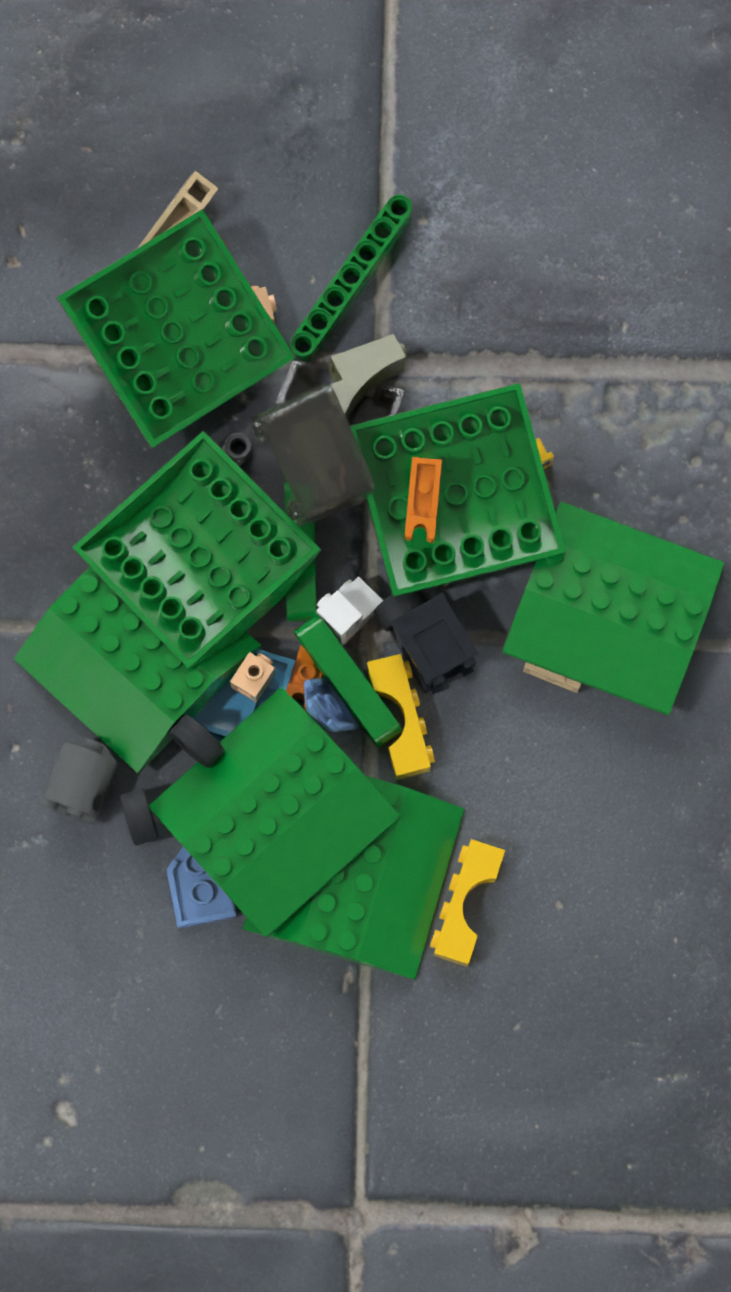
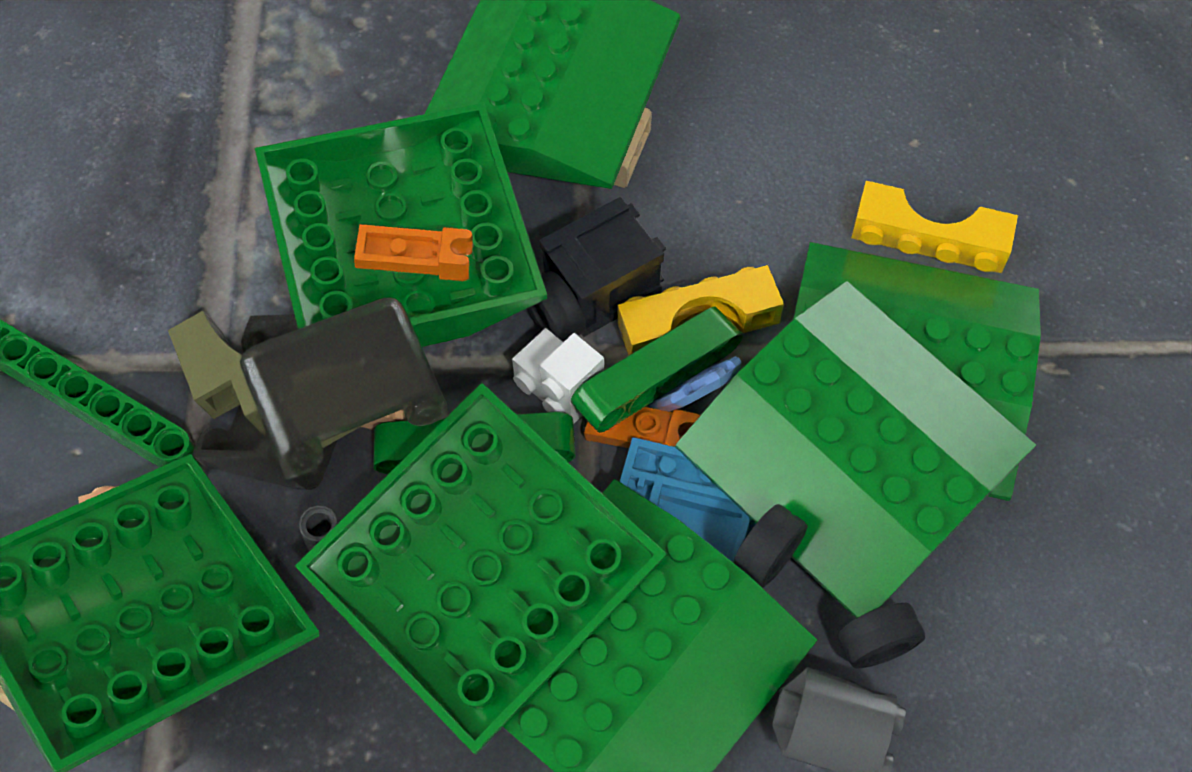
camera: 90 degrees left, 15 degrees down
(195, 893) = (971, 560): medium blue tile -> none
(253, 676) = (664, 479): light nougat brick -> none

